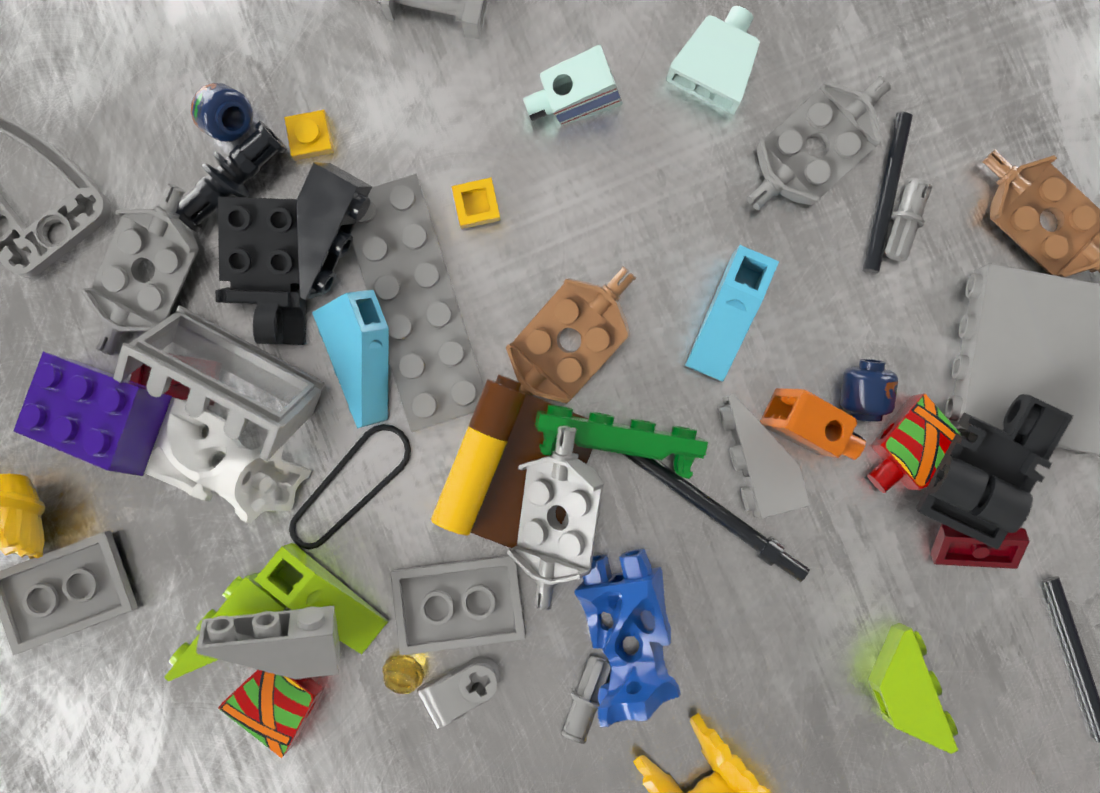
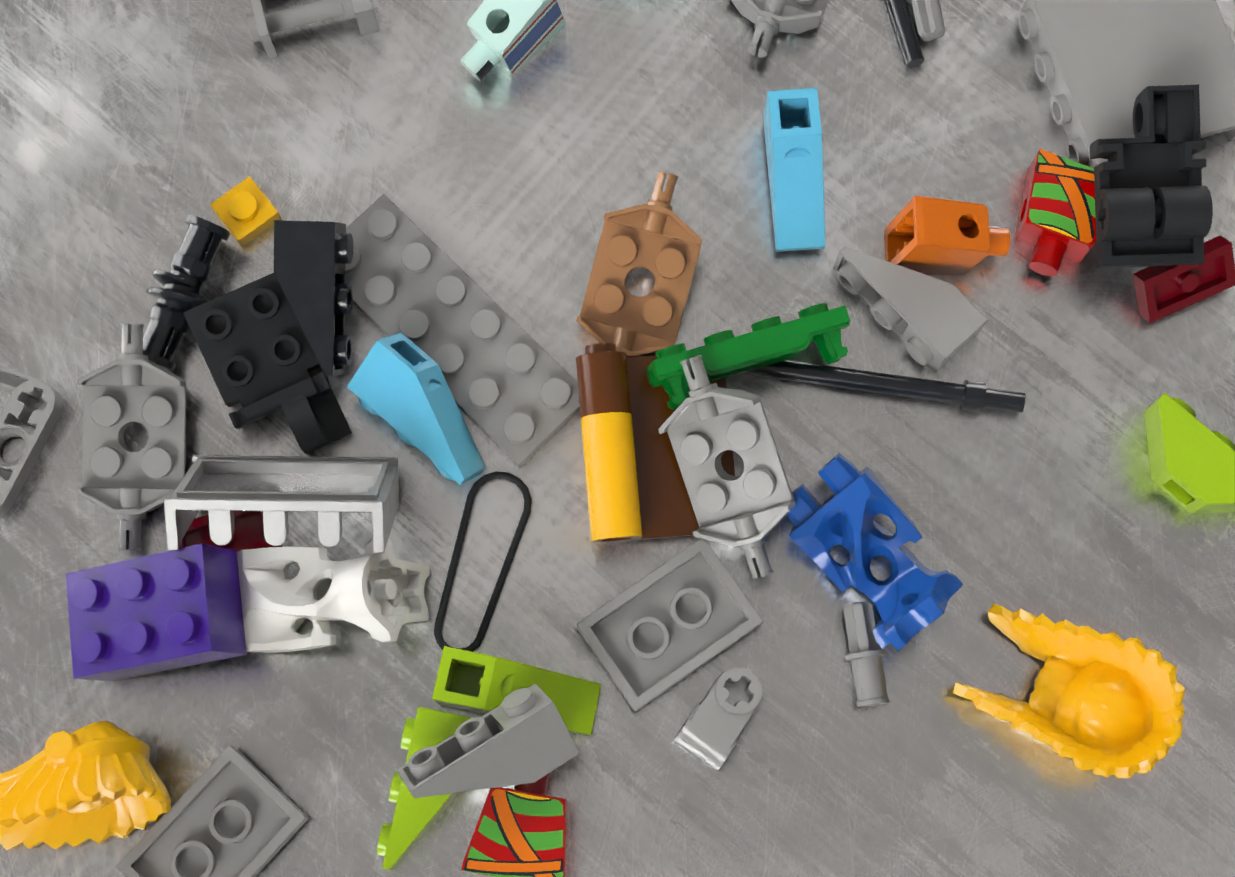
camera: 30 degrees left, 10 degrees down
(221, 112) = (140, 229): dark blue head -> none
(402, 674) = (648, 742): clear yellow plate -> none
(476, 203) = (464, 192): yellow plate -> none
(869, 390) = (982, 176): dark blue head -> none

